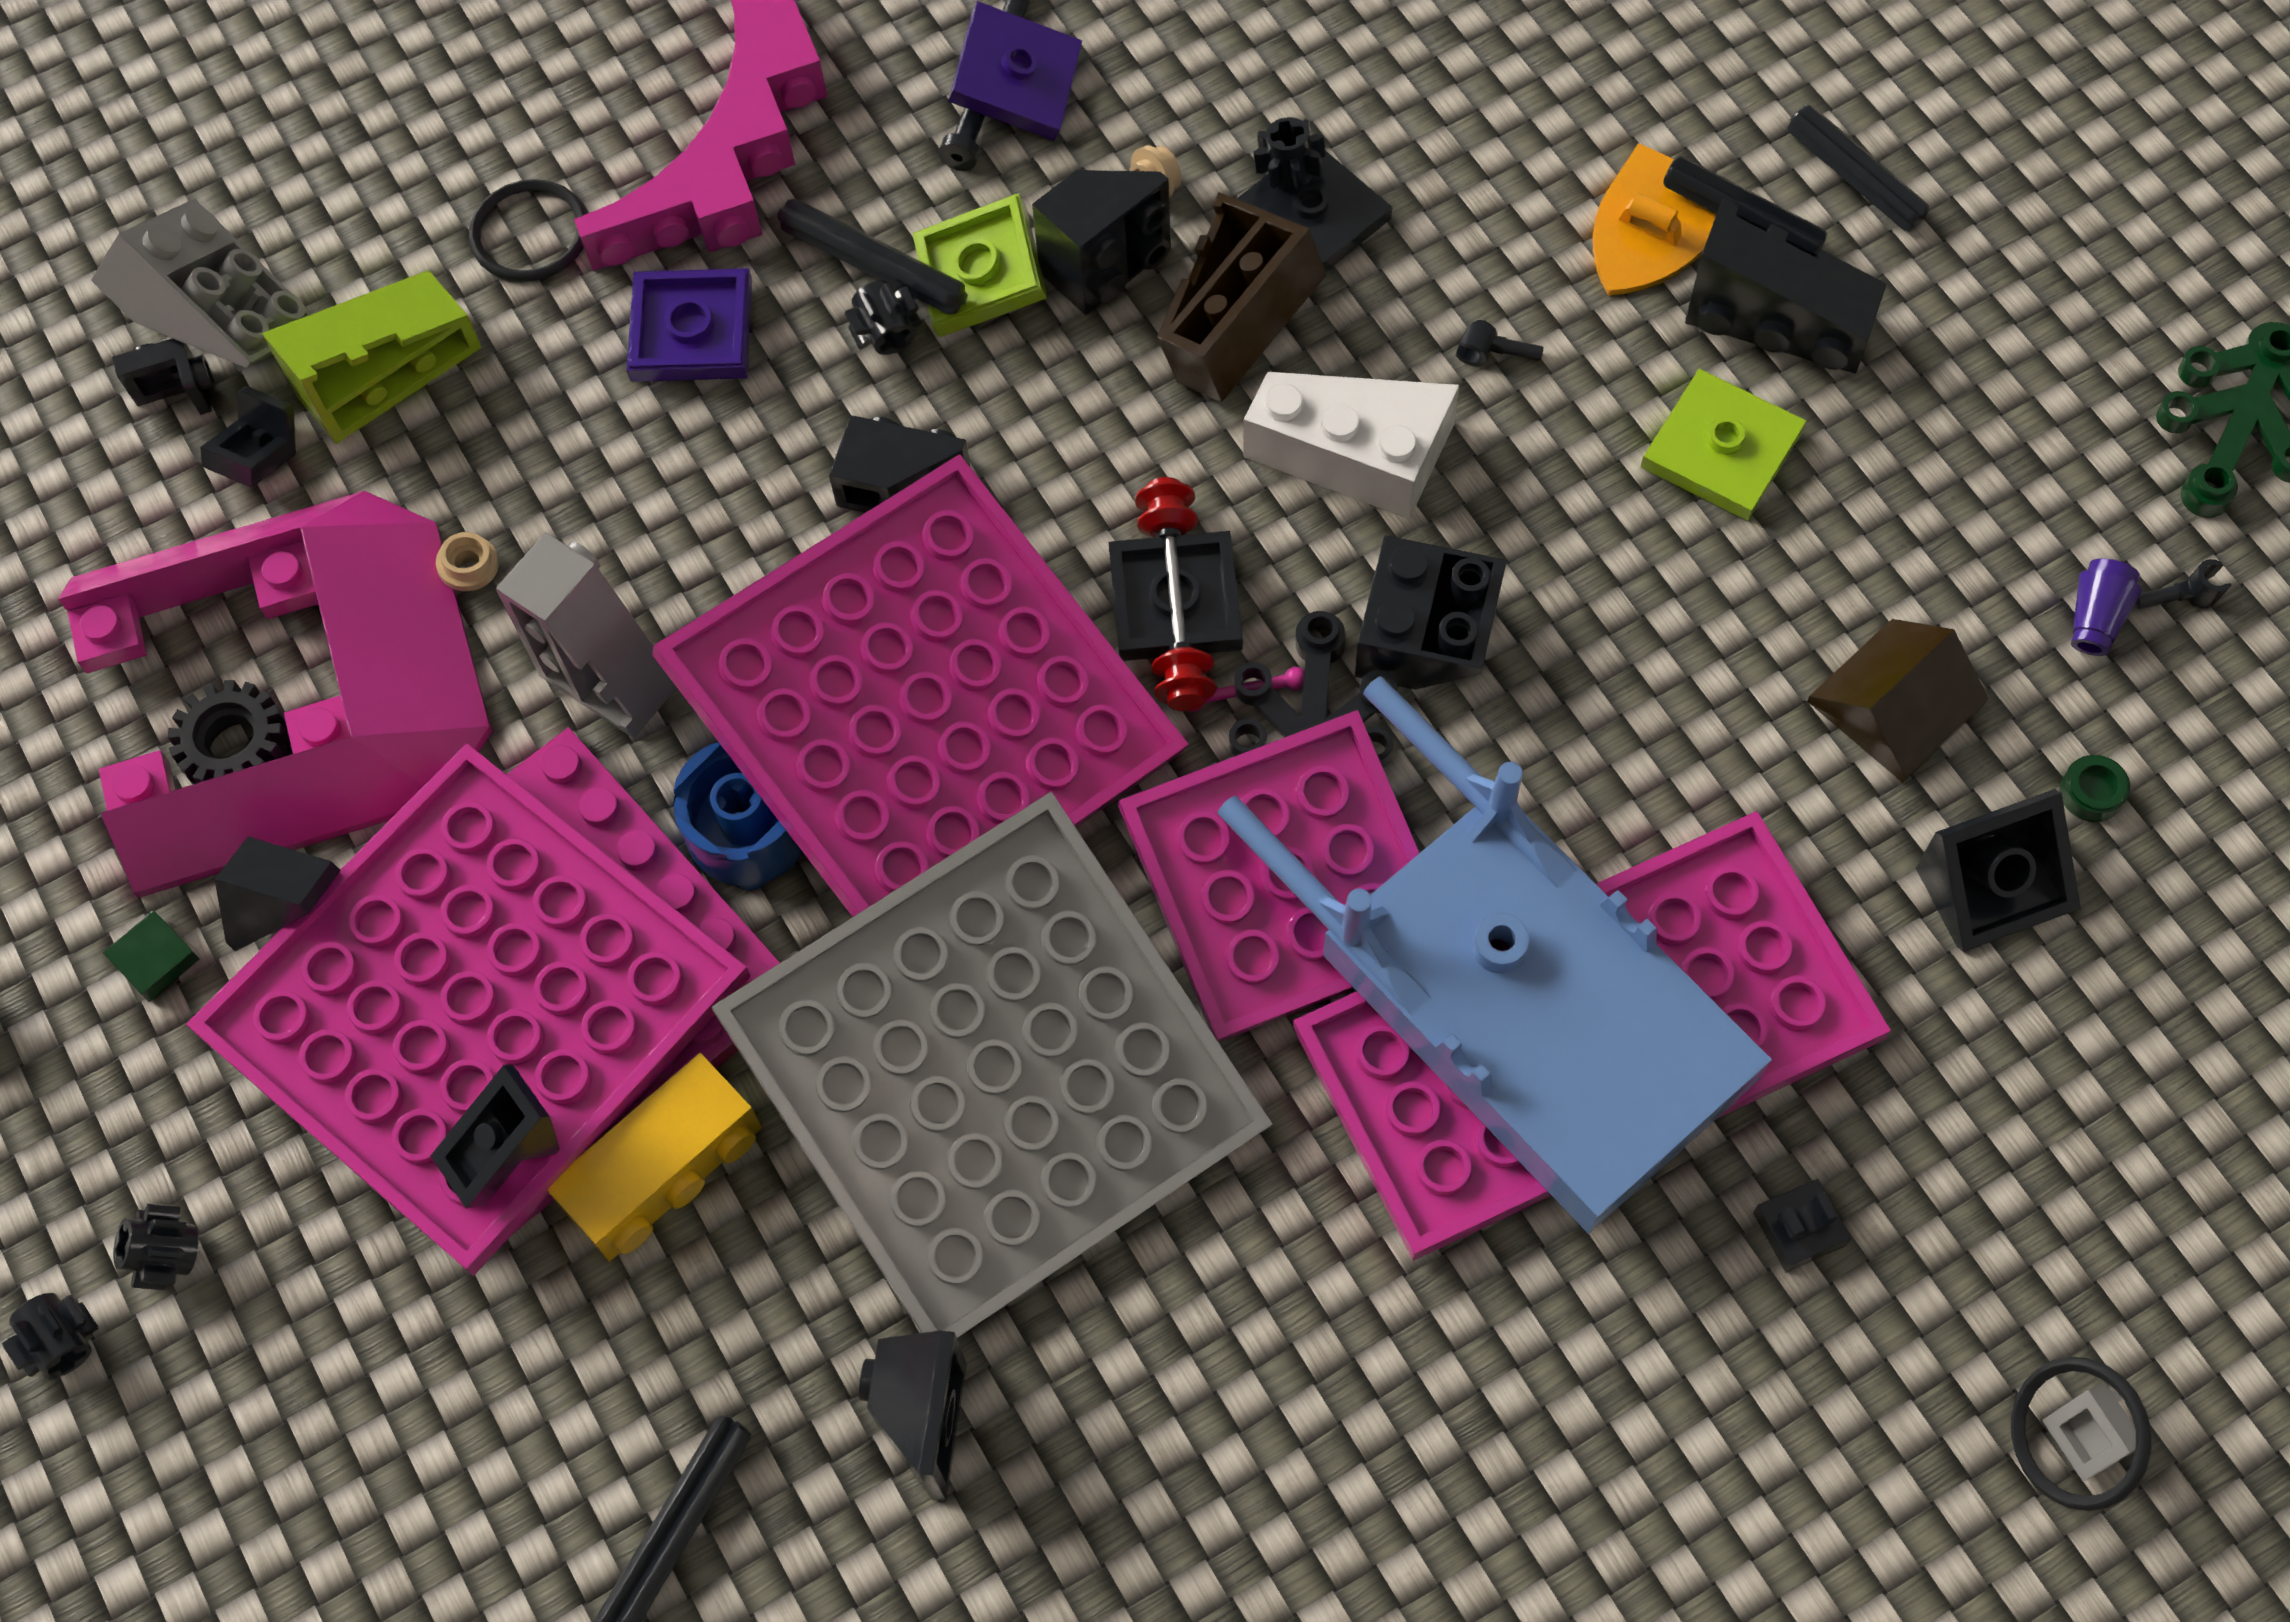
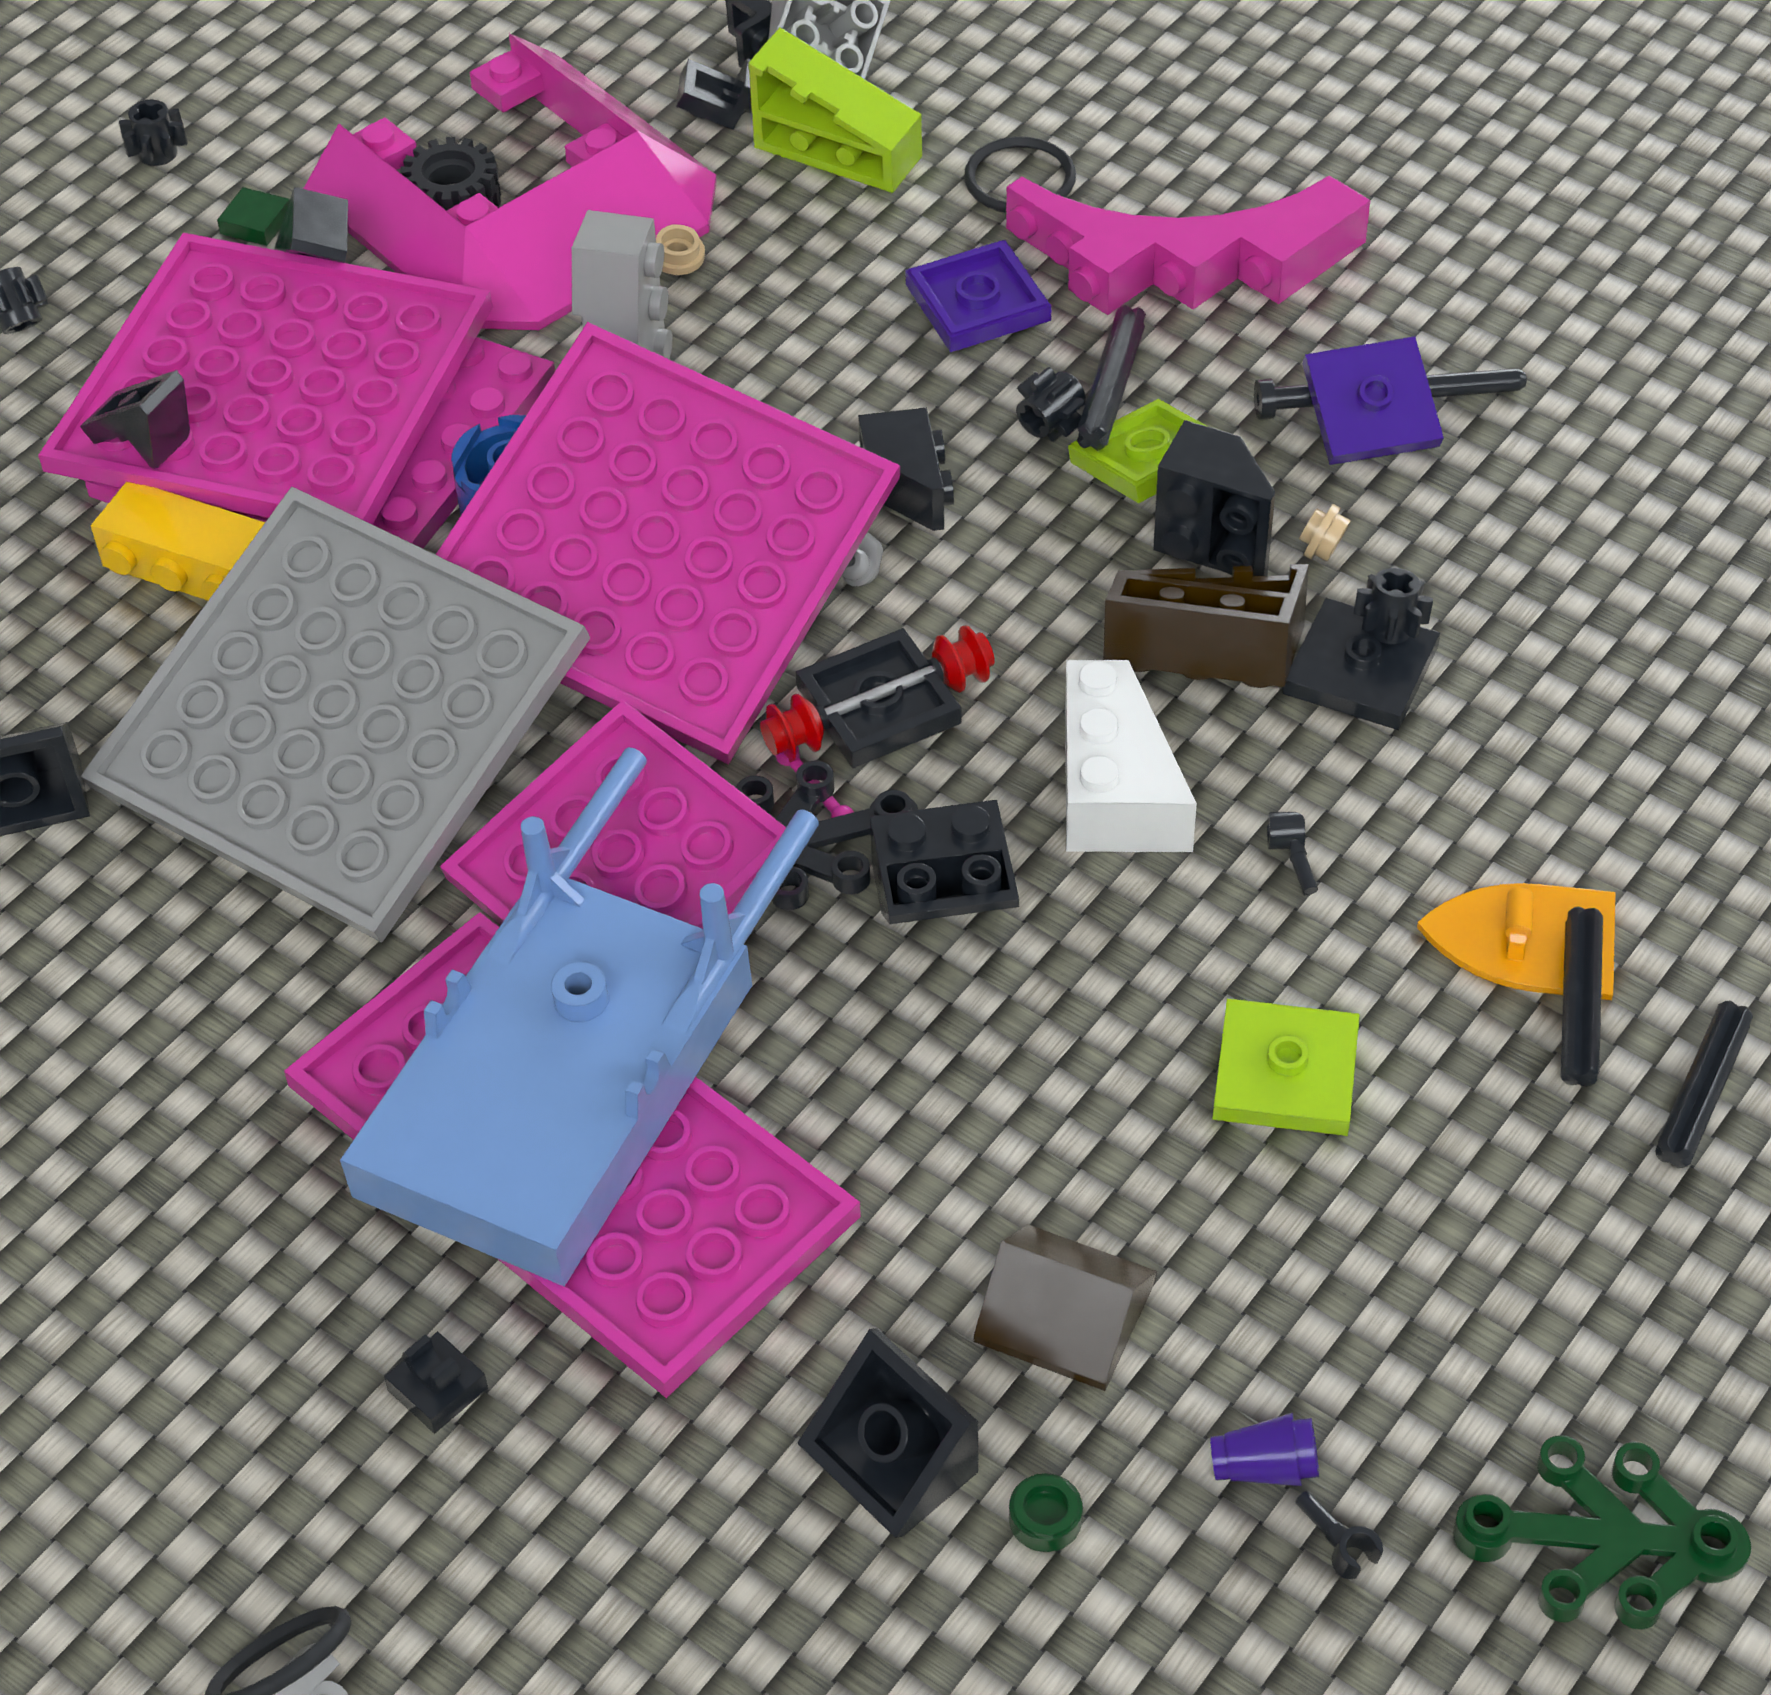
camera: 65 degrees right, 15 degrees down
(1780, 296) = (1477, 1043): black wedge -> none

